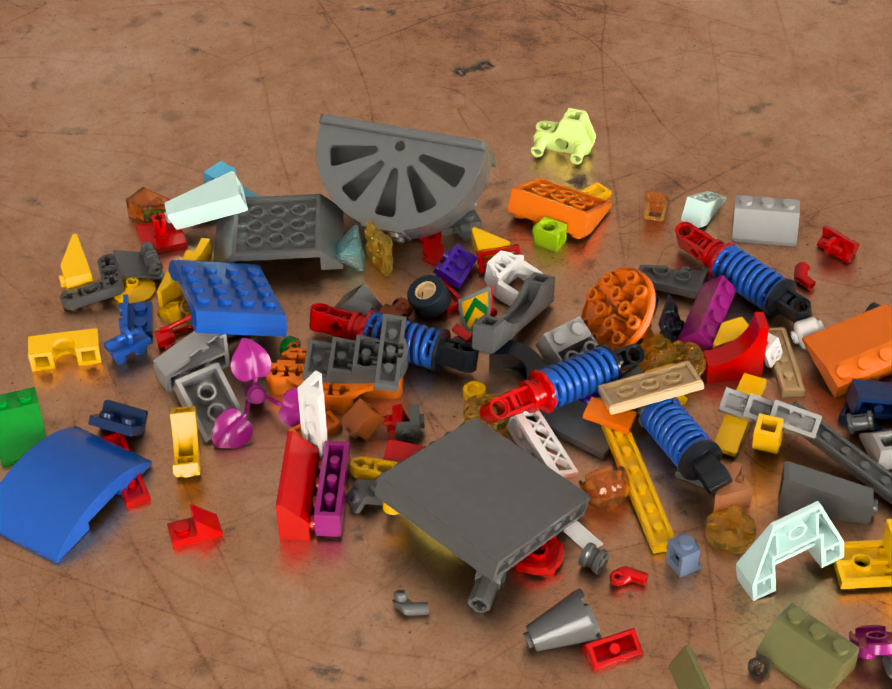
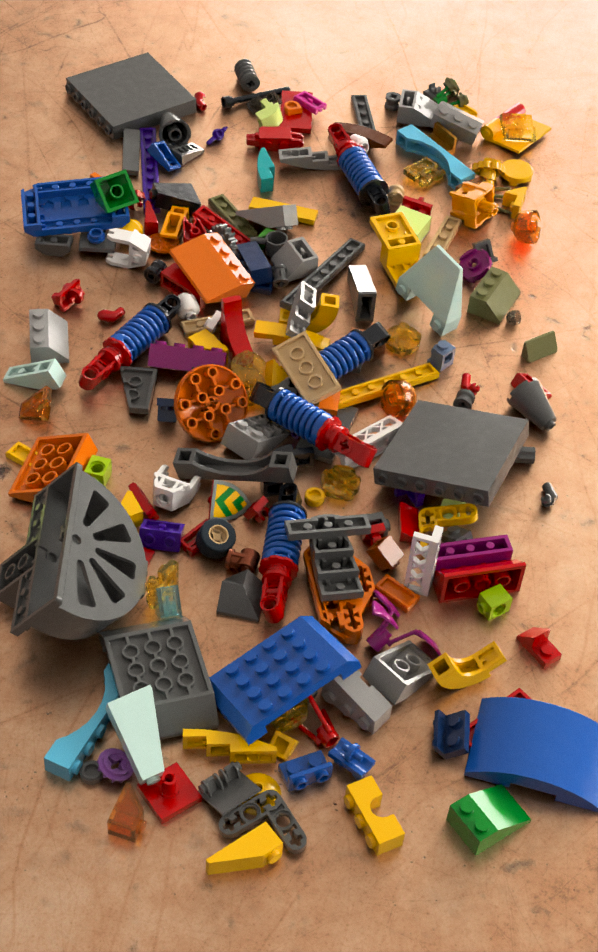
camera: 110 degrees left, 5 degrees up
(263, 499) = (494, 602): none -> lime brick

